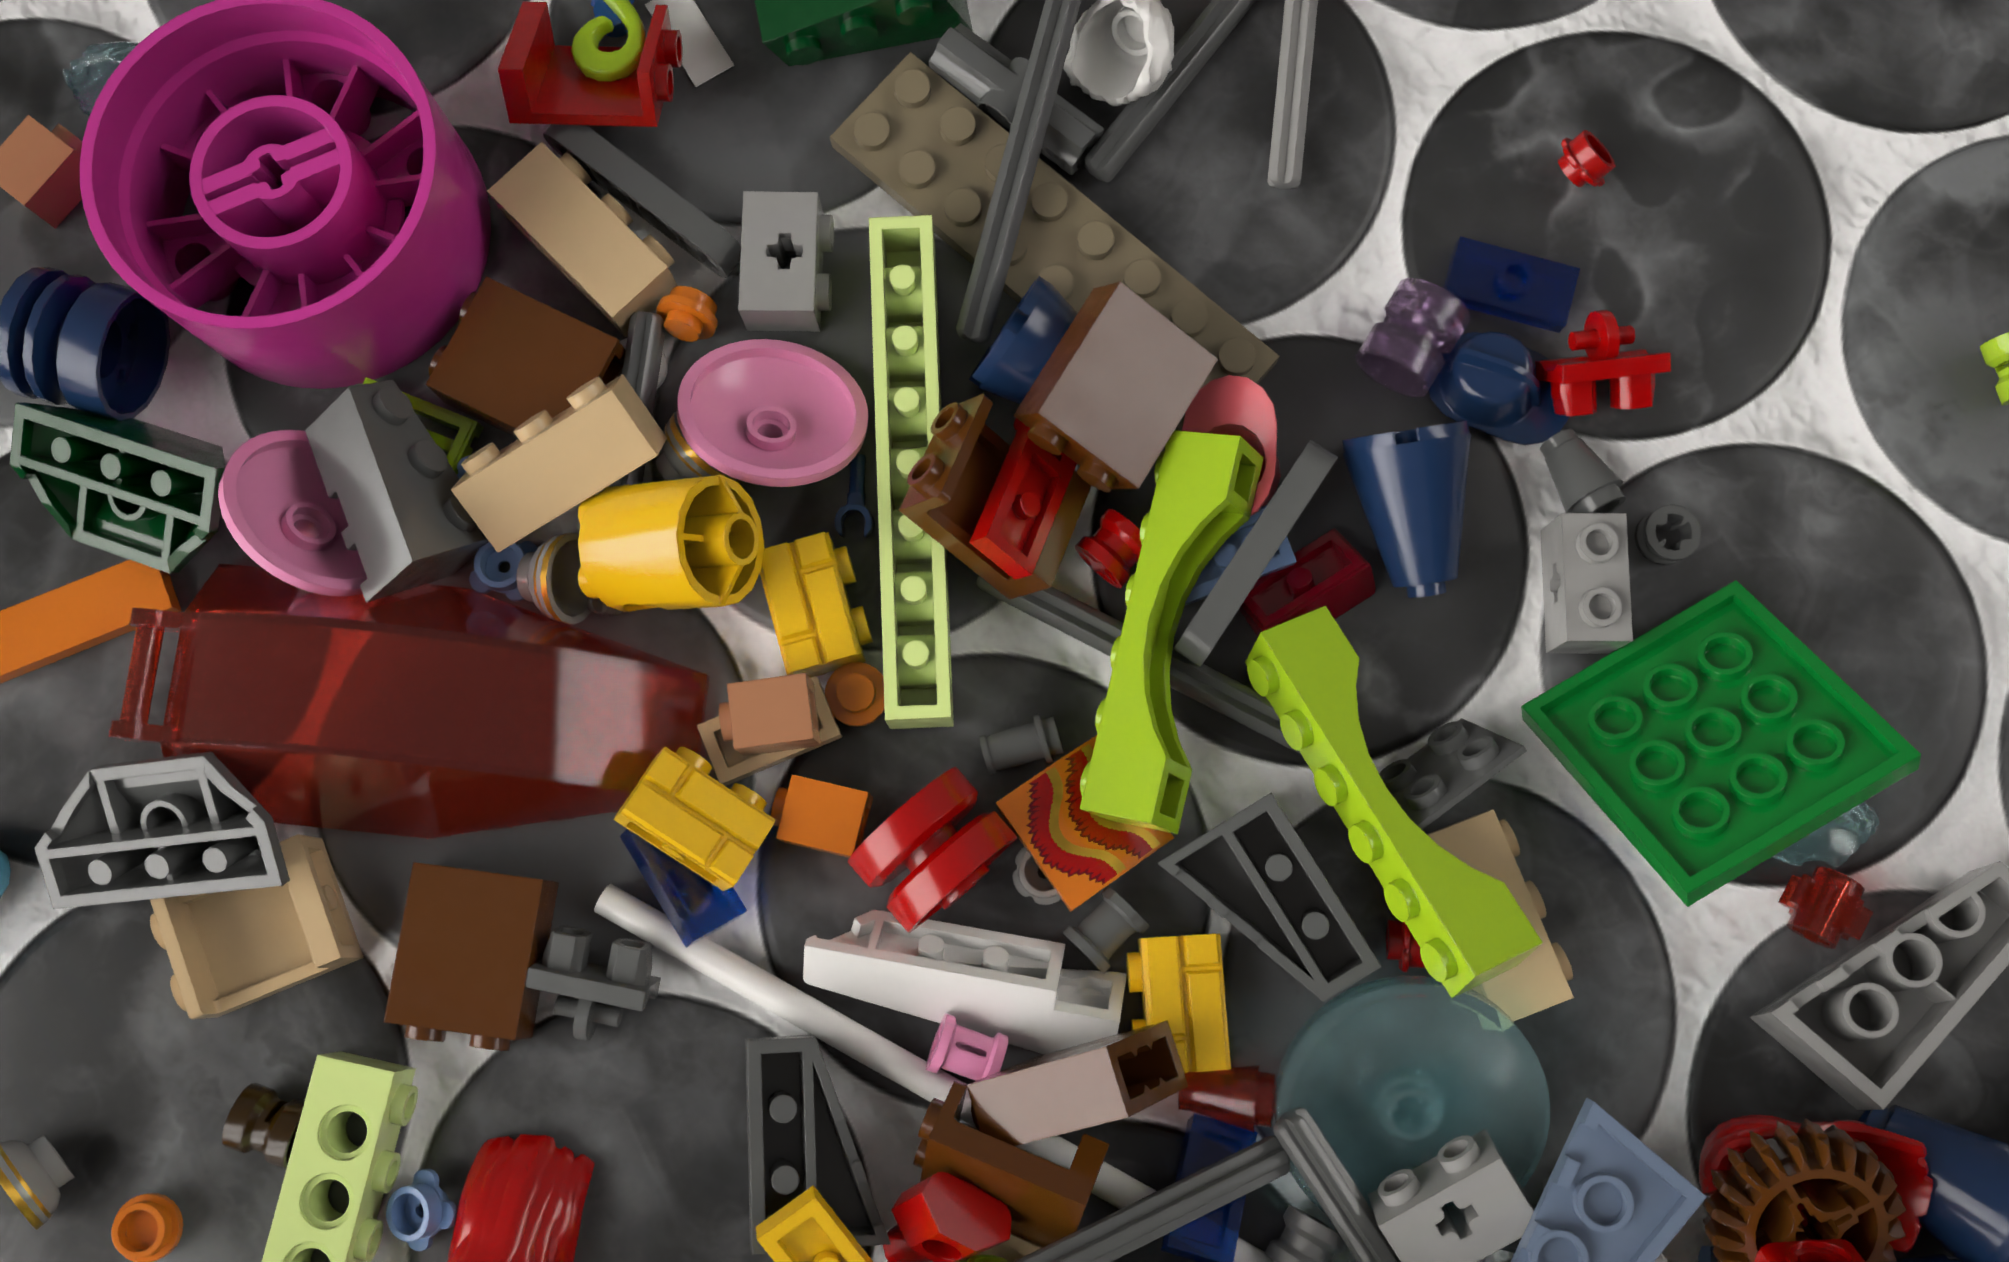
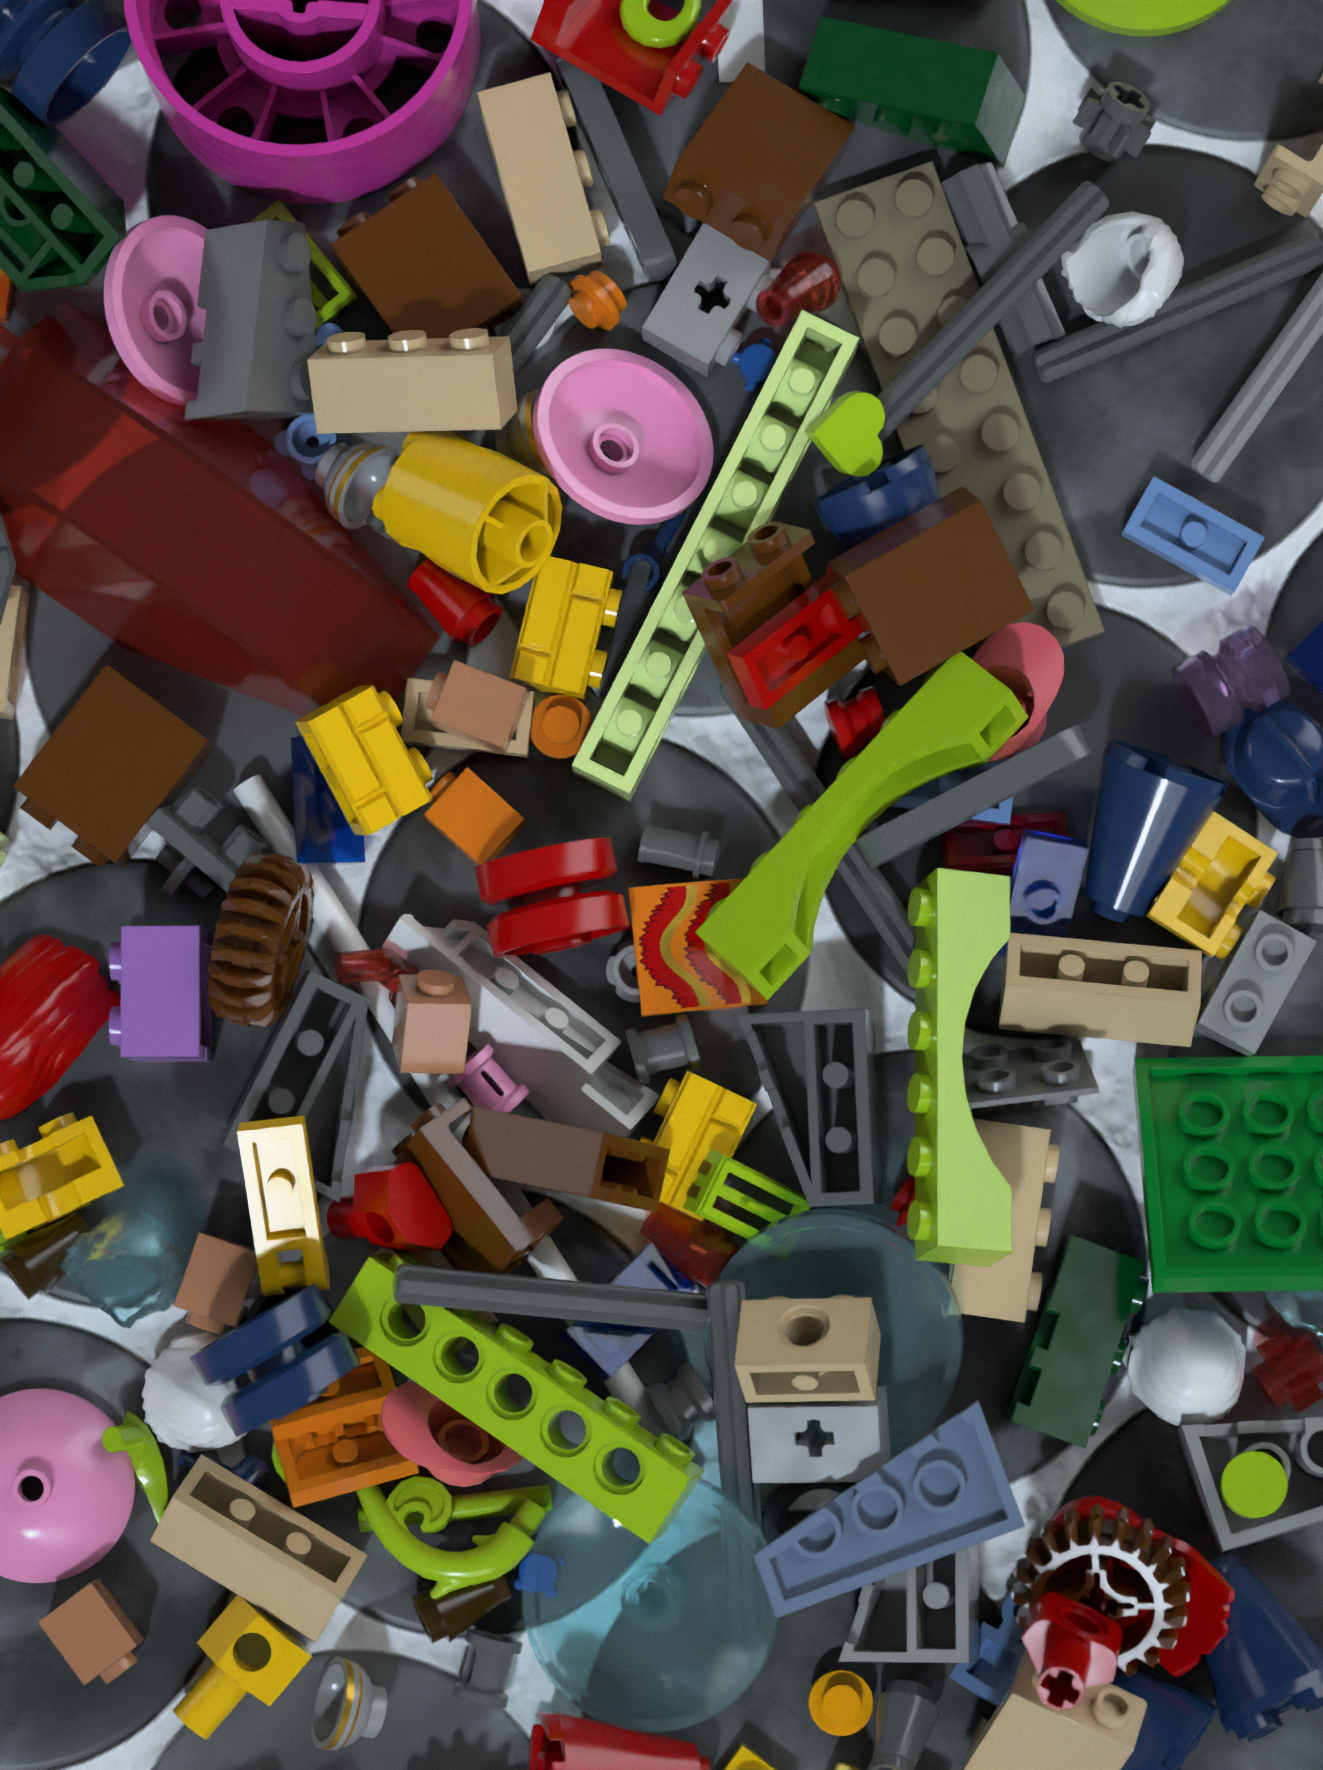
camera: 25 degrees right, 5 degrees up
(622, 1138) = (162, 994): none -> medium lavender piece
(685, 1038) = (260, 940): none -> reddish brown gear
(708, 636) = (457, 605): none -> red cone
(762, 122) = (758, 162): none -> reddish brown brick
(819, 996) = (373, 965): none -> clear red arm
(854, 296) = (755, 363): none -> blue piece
(855, 201) = (805, 283): none -> clear red cone
(885, 1026) = (431, 1023): none -> nougat brick
(969, 299) = (850, 432): none -> lime tile
(1227, 1031) = (713, 1186): none -> lime tile
(1306, 238) = (1192, 536): none -> medium blue plate
(1362, 602) = (1045, 884): none -> clear blue plate
(1439, 1147) = (836, 1367): none -> tan brick
(1462, 661) = (1100, 989): none -> tan brick
(1503, 517) = (1212, 886): none -> yellow cylinder
(1627, 995) = (1076, 1341): none -> dark green wedge
(1730, 955) = (1186, 1366): none -> white hair
(1876, 1032) = (1253, 1485): none -> lime tile

